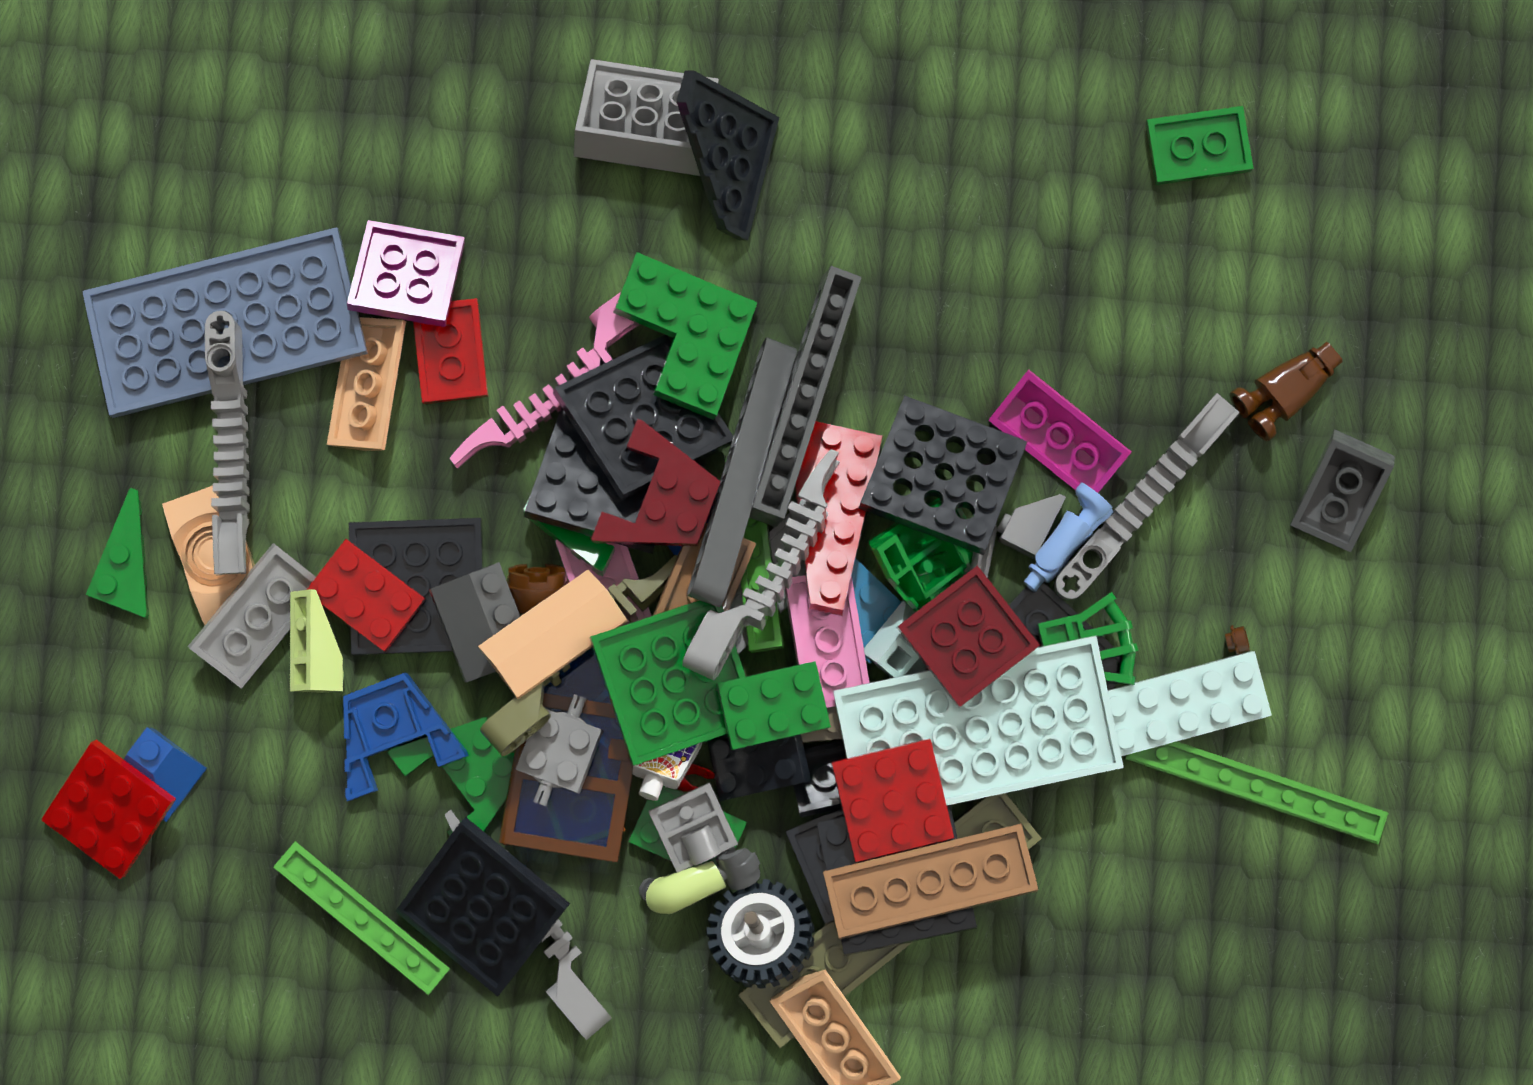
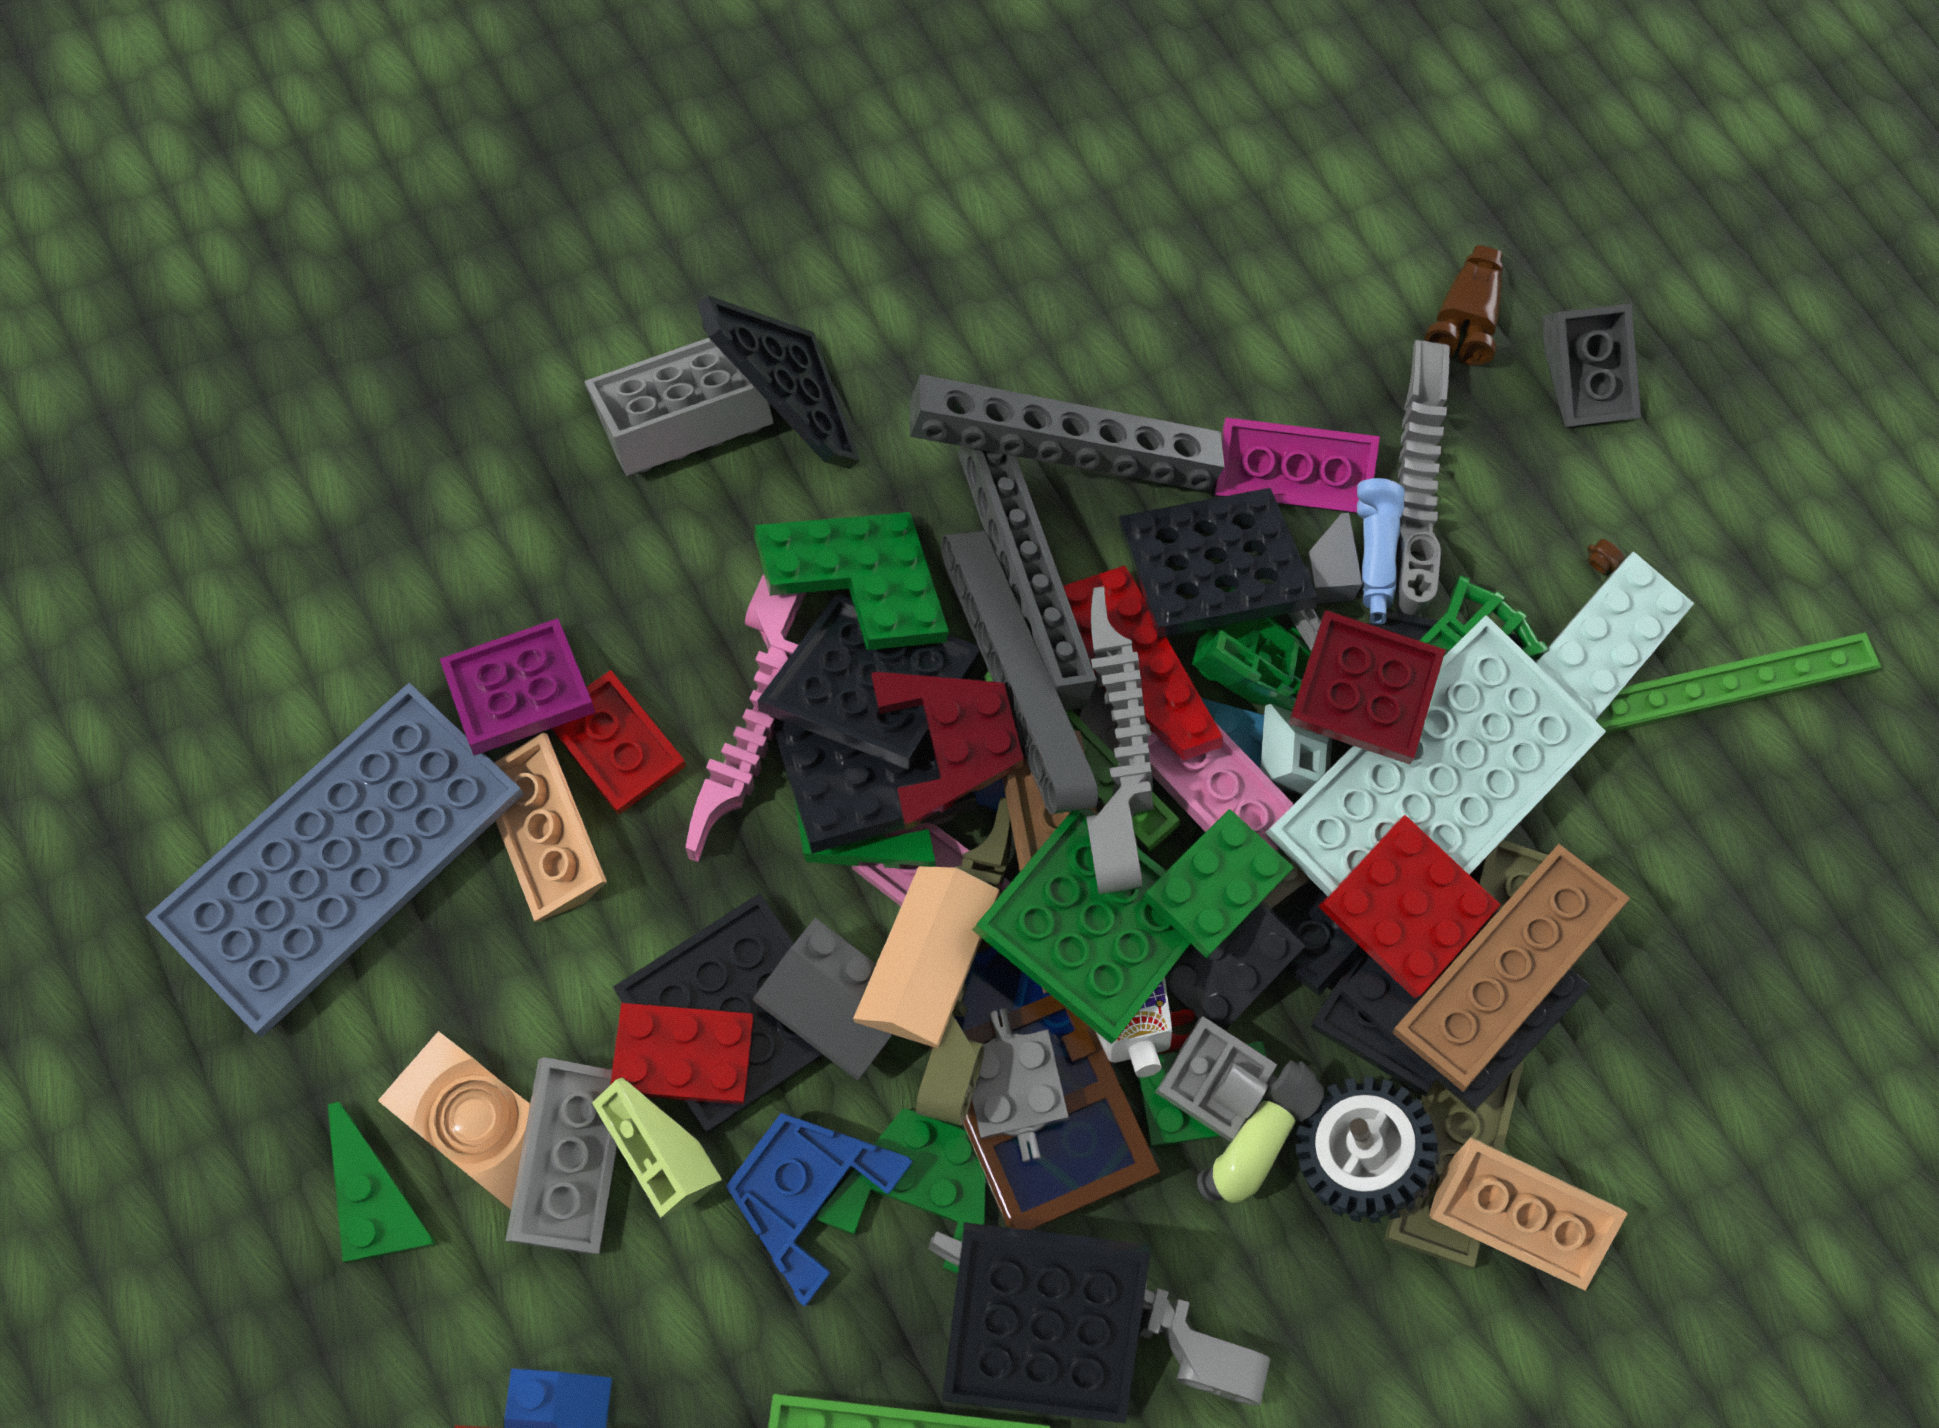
camera: 35 degrees left, 15 degrees down
(229, 393) = (421, 977): light grey piece -> none
(534, 584) = (869, 923): reddish brown cone -> none
(915, 319) = (1065, 433): none -> dark grey brick
(1199, 145) = (1231, 145): green plate -> none

